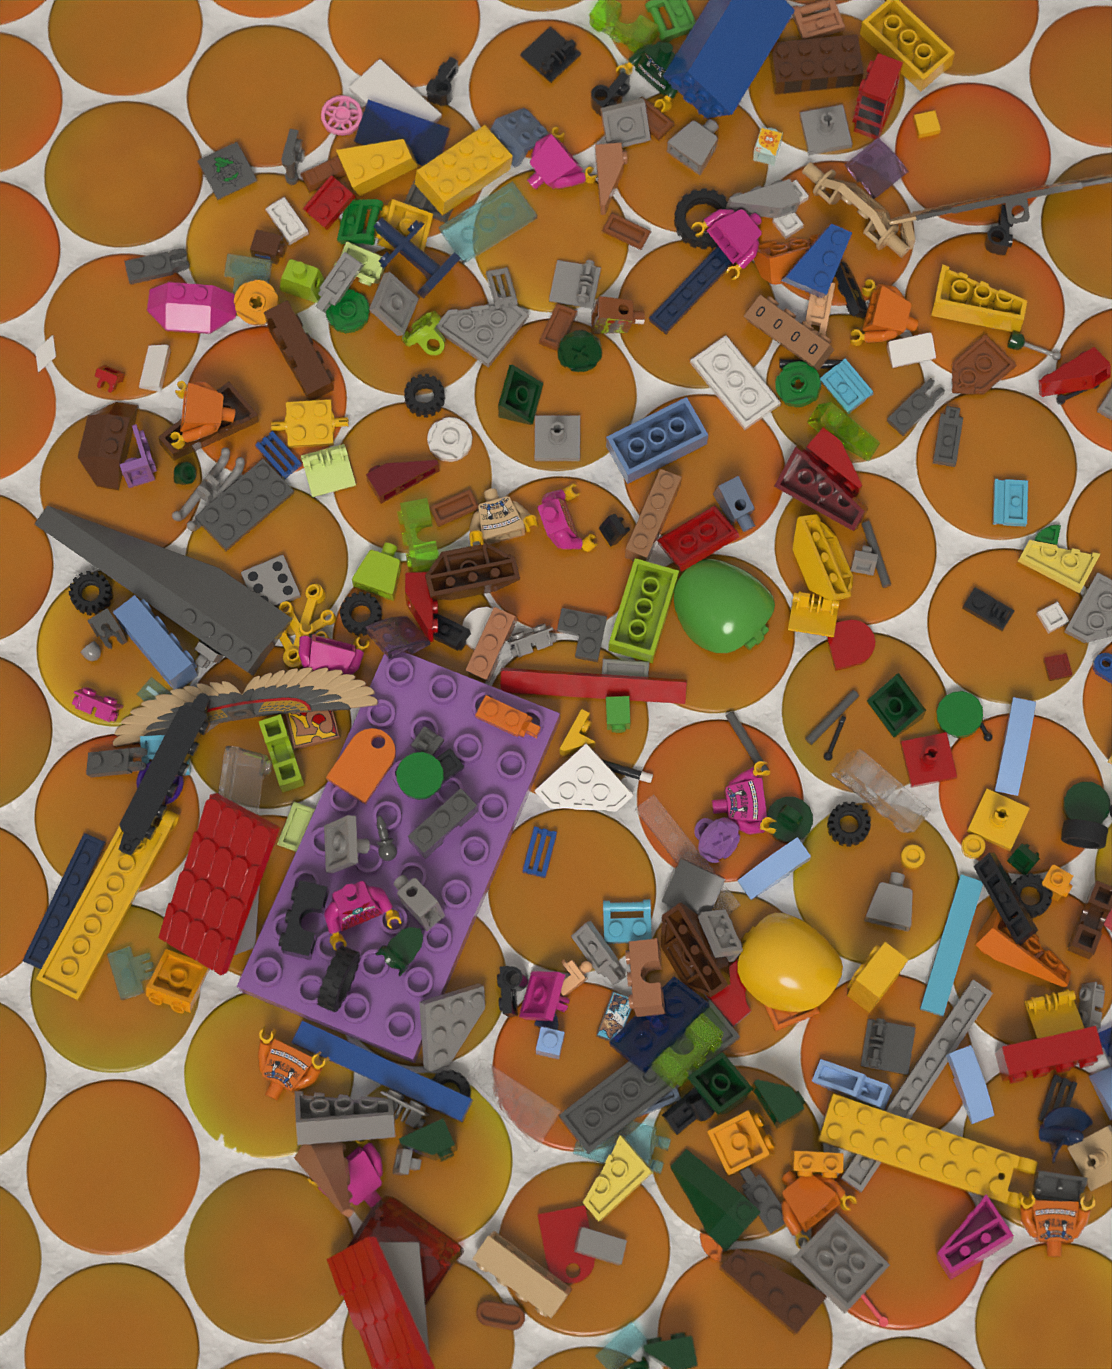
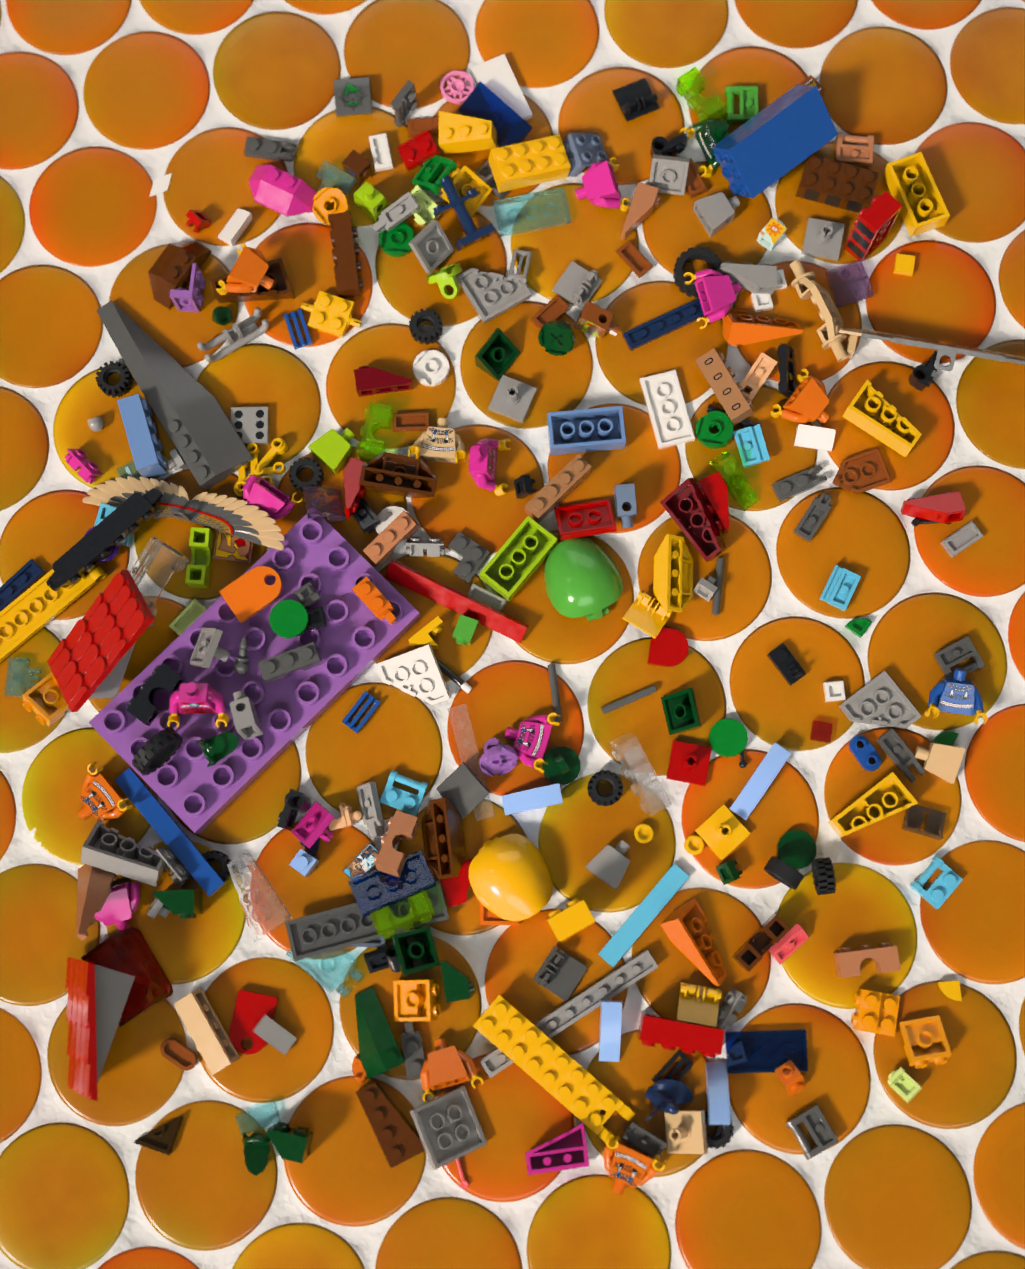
camera: 25 degrees right, 5 degrees up
(105, 627) = (110, 407): dark grey hinge -> none
(115, 762) = (75, 514): dark grey hinge -> none
(244, 504) = (255, 357): dark grey plate -> none
(328, 470) = (329, 355): yellowish green hinge -> none
(442, 82) = (543, 89): black plate -> none
(447, 1023) = (233, 815): light grey plate -> none
(617, 1180) = (309, 989): light yellow wing -> none
(720, 934) = (467, 834): light grey bracket -> none
(809, 1162) = (464, 1042): light orange plate -> none
(820, 262) = (771, 340): blue wedge -> none
(828, 755) = (612, 728): black hinge -> none
(852, 1084) = (519, 992): light blue slope -> none
(1005, 898) = (699, 898): black hinge -> none
(1017, 341) = (901, 463): hinge -> none
(1045, 894) = (733, 902): black tyre -> none
(1058, 882) = (746, 901): light orange bracket -> none
(1062, 565) = (860, 654): light yellow wing -> none

